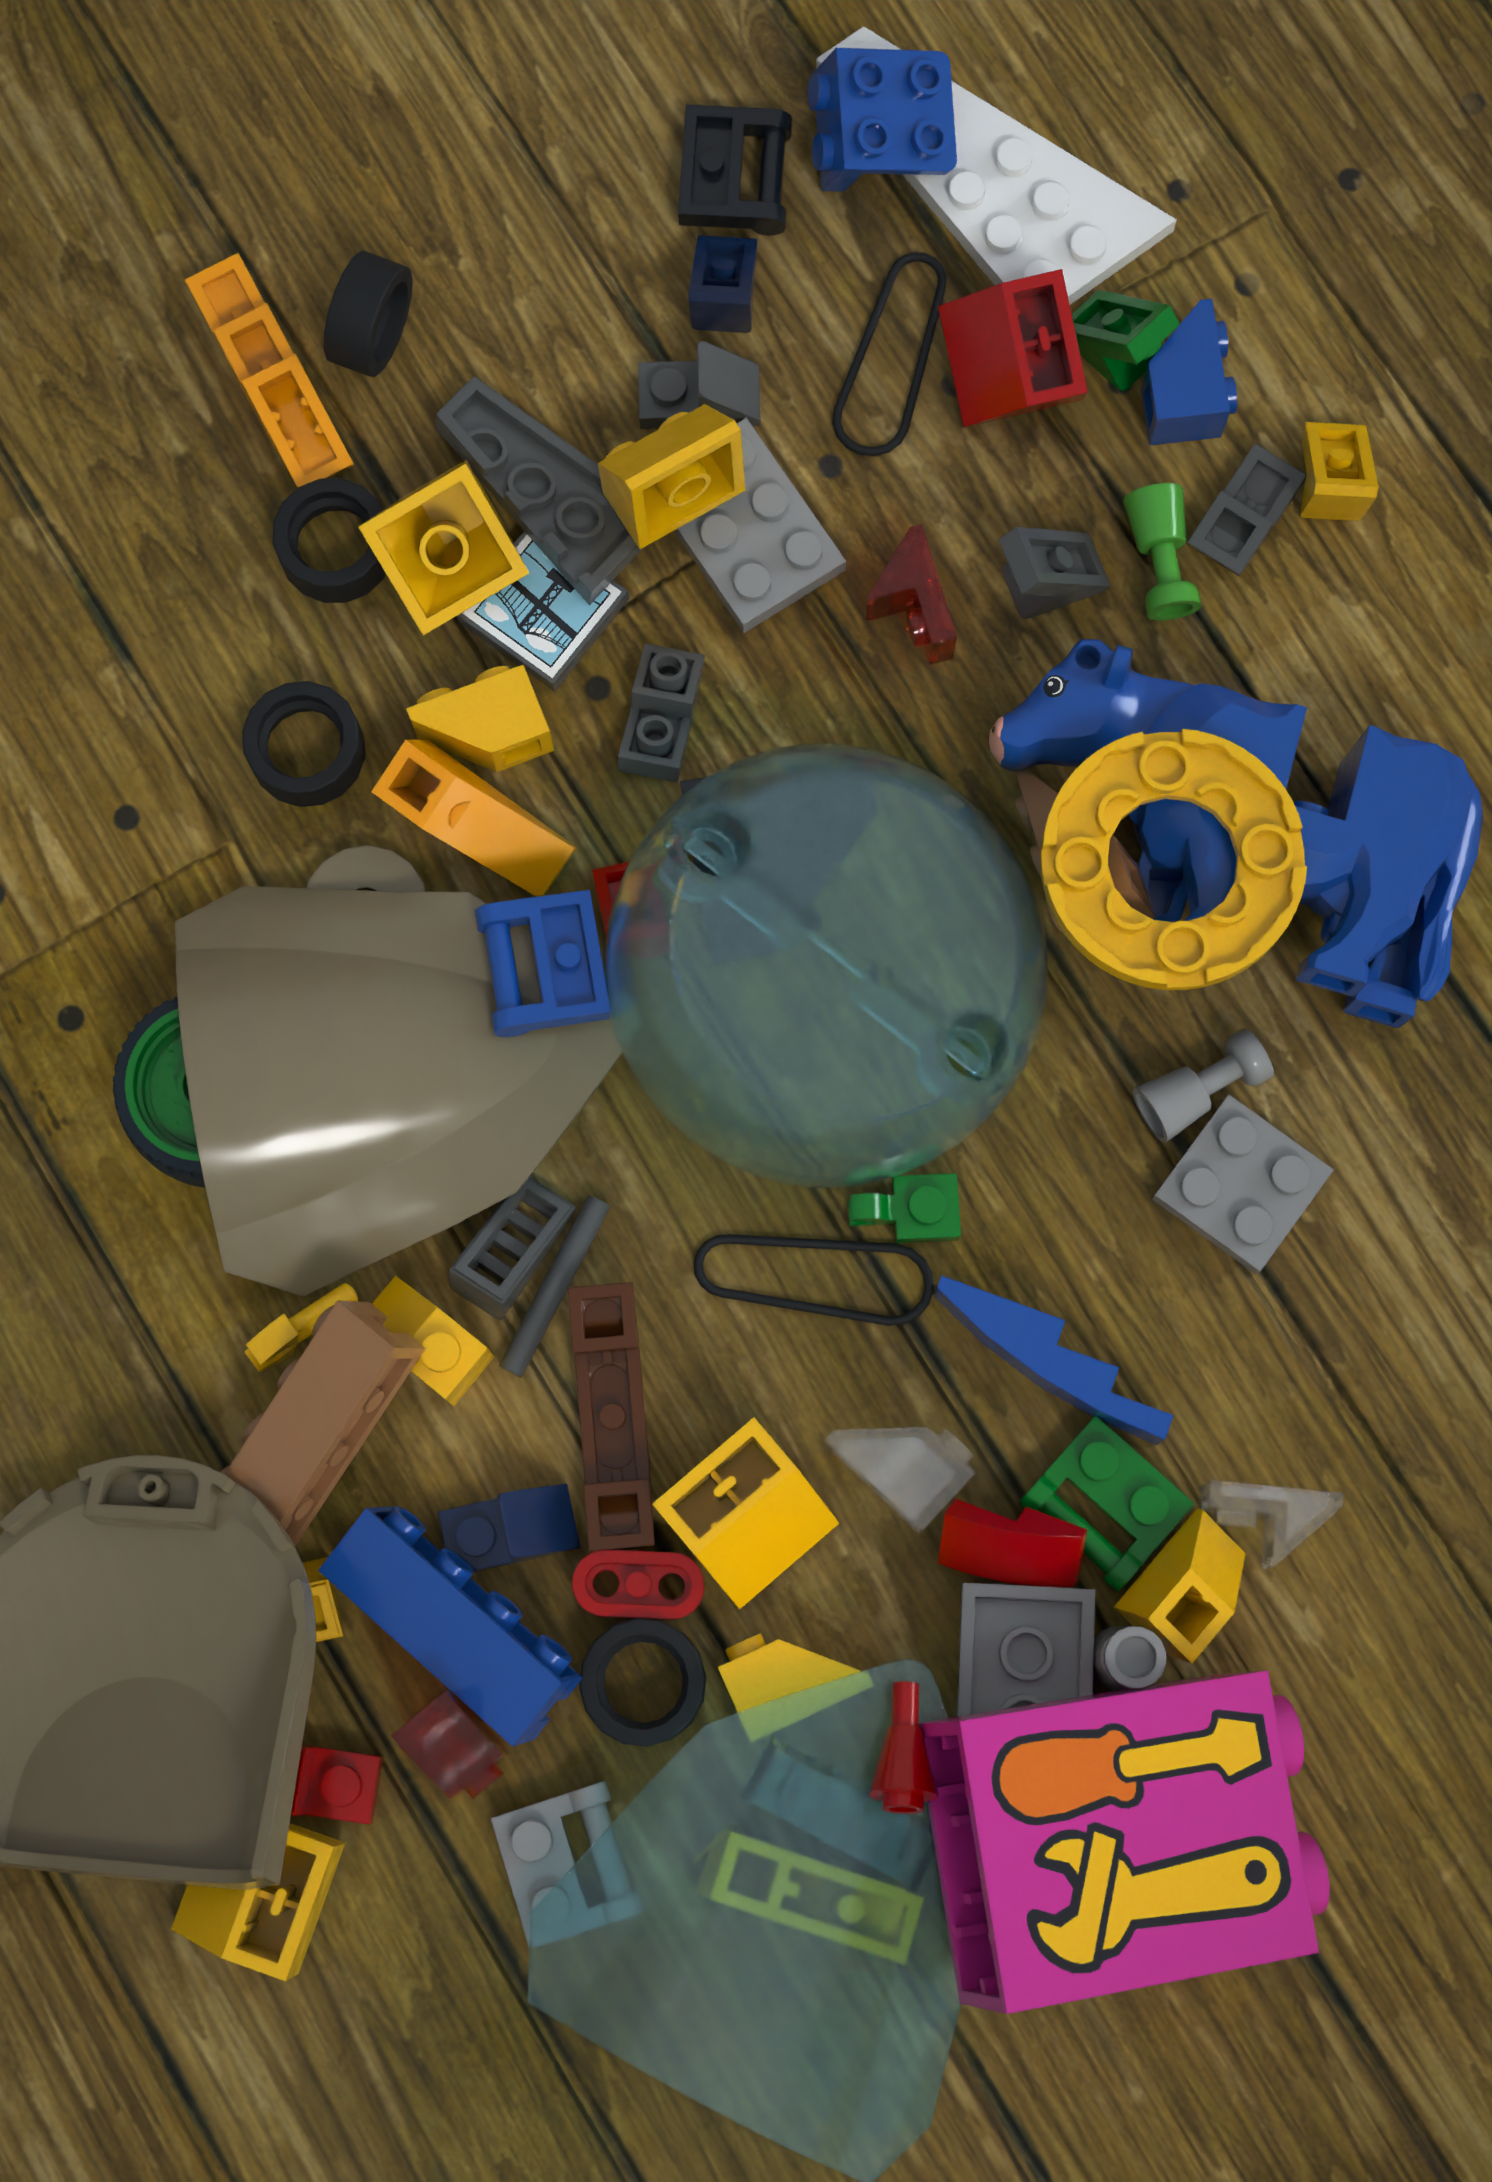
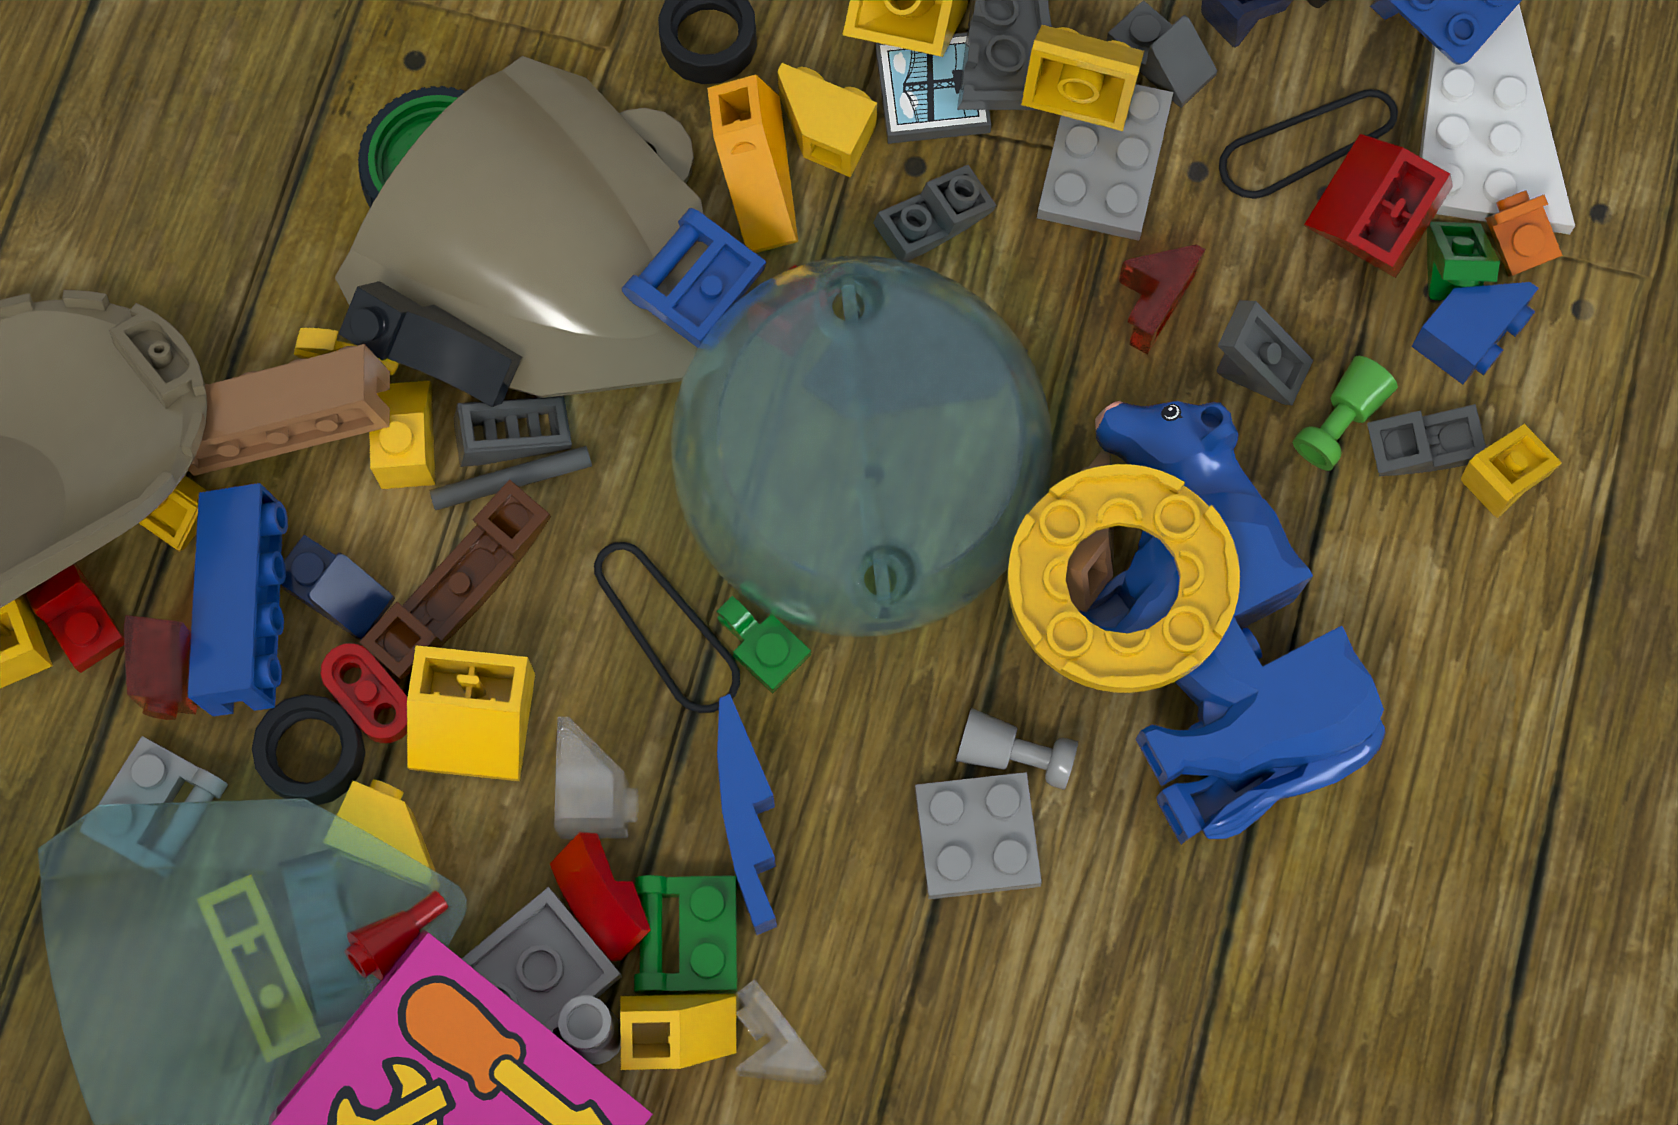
camera: 45 degrees right, 5 degrees down
(376, 1242) = (429, 342): none -> black slope
(1145, 263) = (1523, 233): none -> orange bracket

